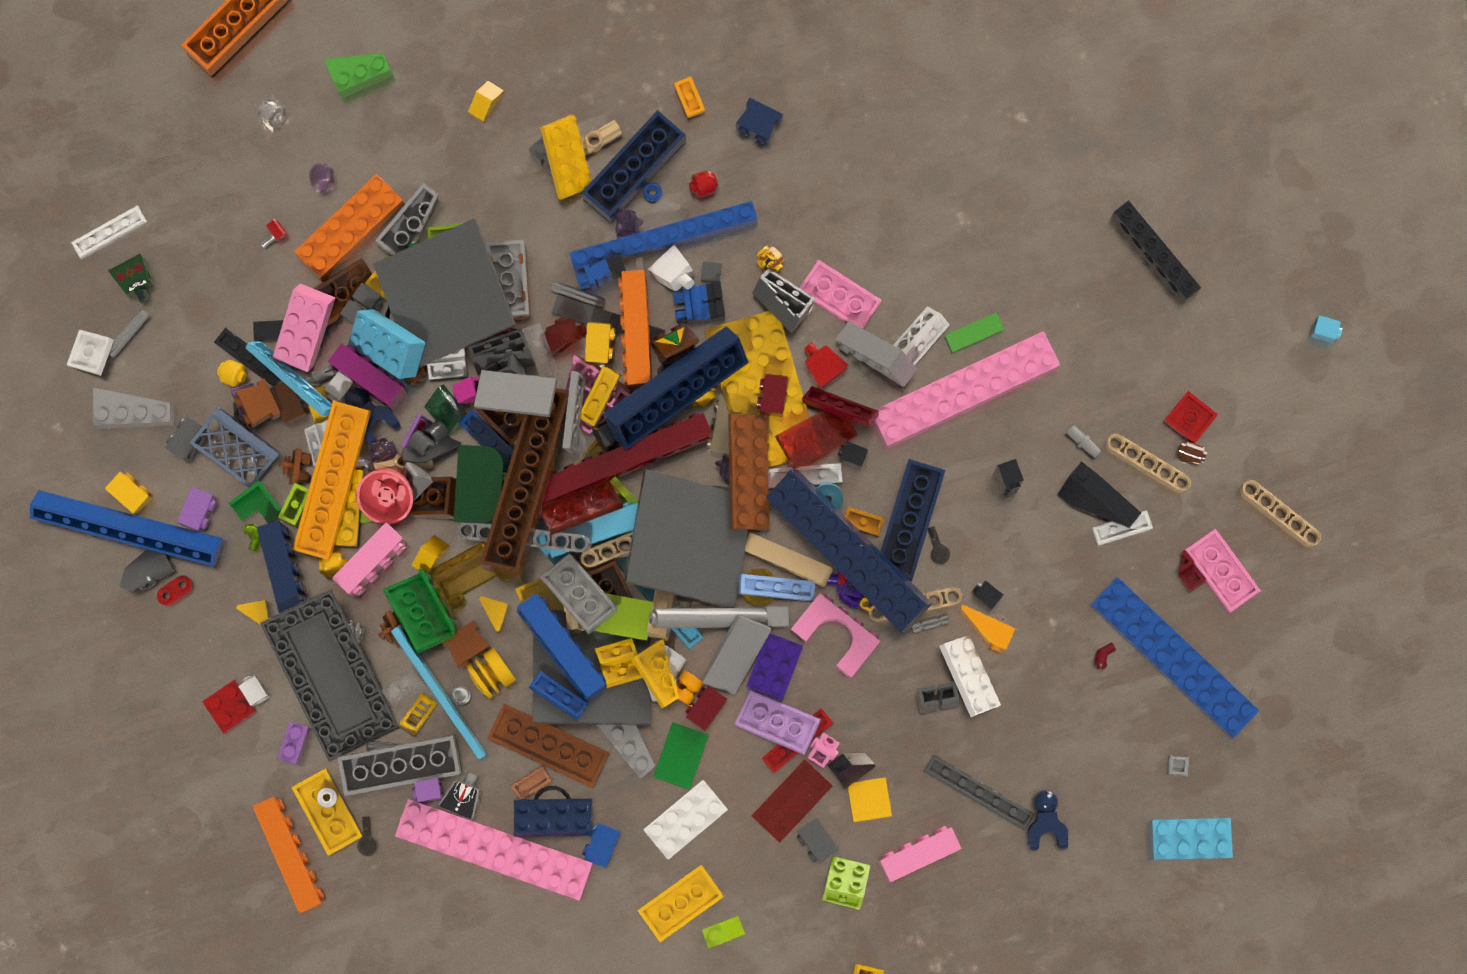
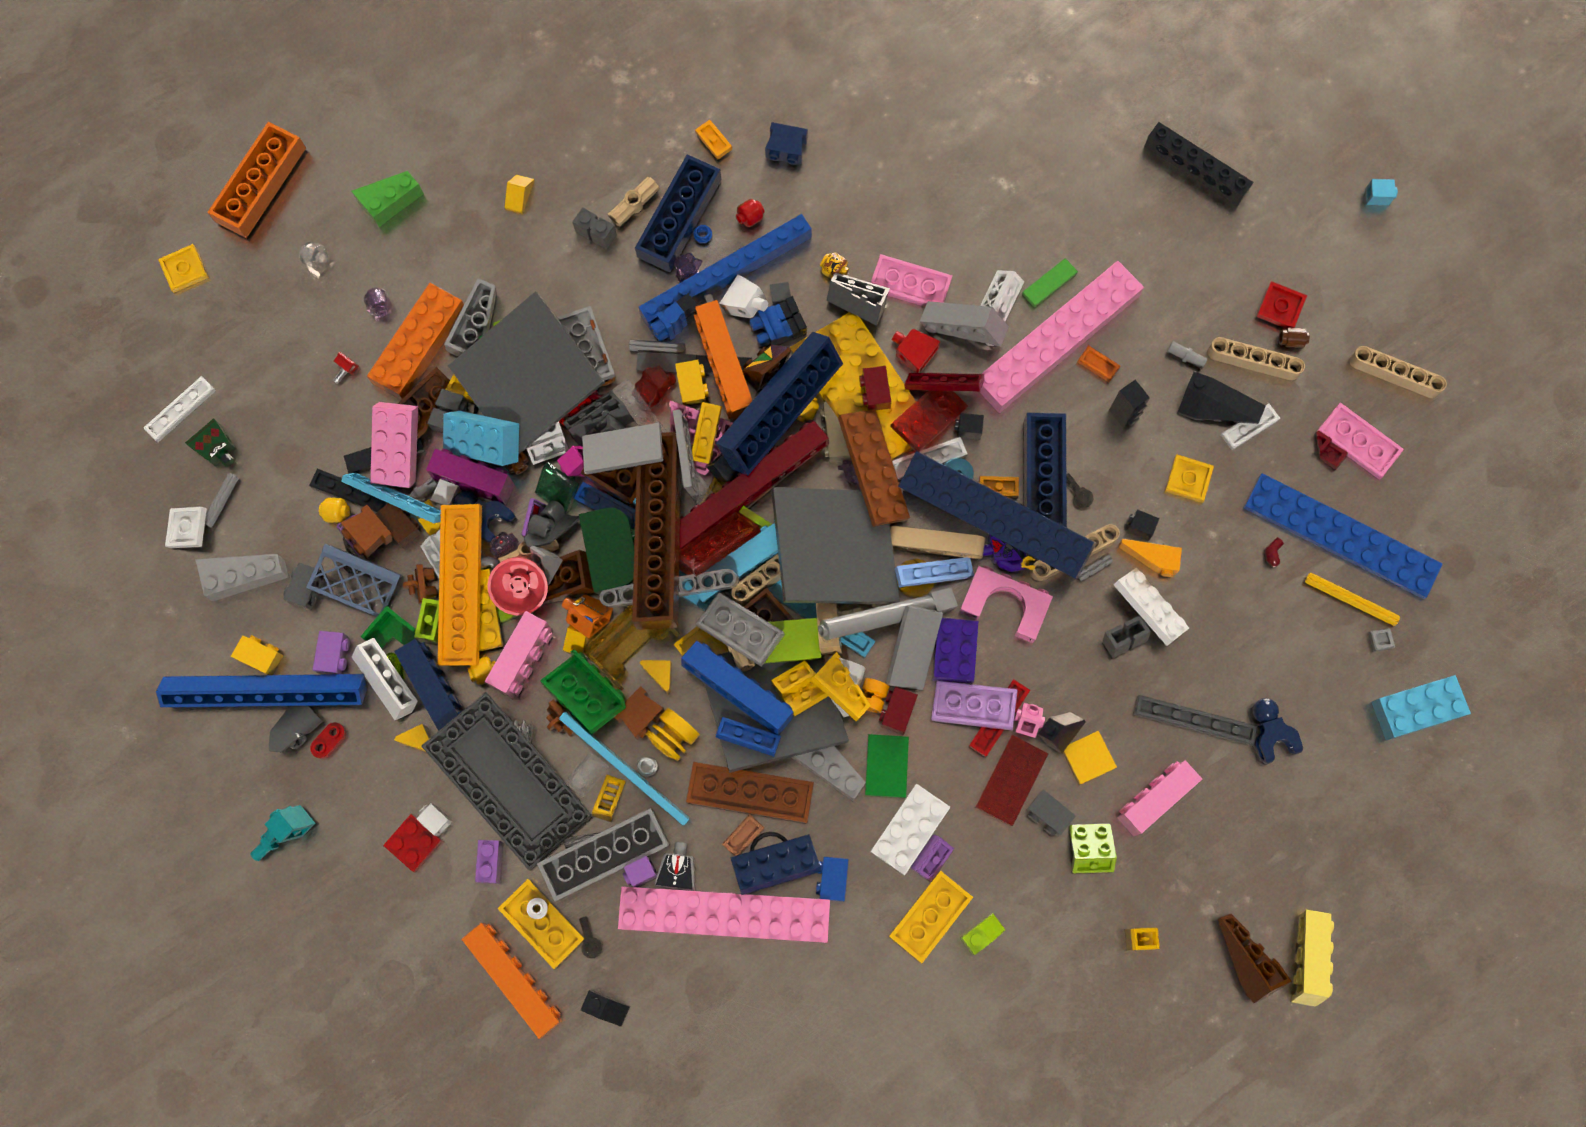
camera: 15 degrees left, 5 degrees down
(117, 660) = (282, 827): none -> teal brick
(143, 90) = (183, 268): none -> yellow tile
(240, 548) = (384, 679): none -> white brick
(365, 903) = (605, 1008): none -> black slope
(441, 539) = (587, 614): none -> orange torso
(566, 156) = (610, 217): yellow plate -> none
(698, 851) = (932, 857): none -> medium lavender slope
(996, 426) = (1098, 364): none -> orange tile
(1047, 562) = (1189, 478): none -> yellow tile
(1163, 720) = (1352, 599): none -> yellow axle

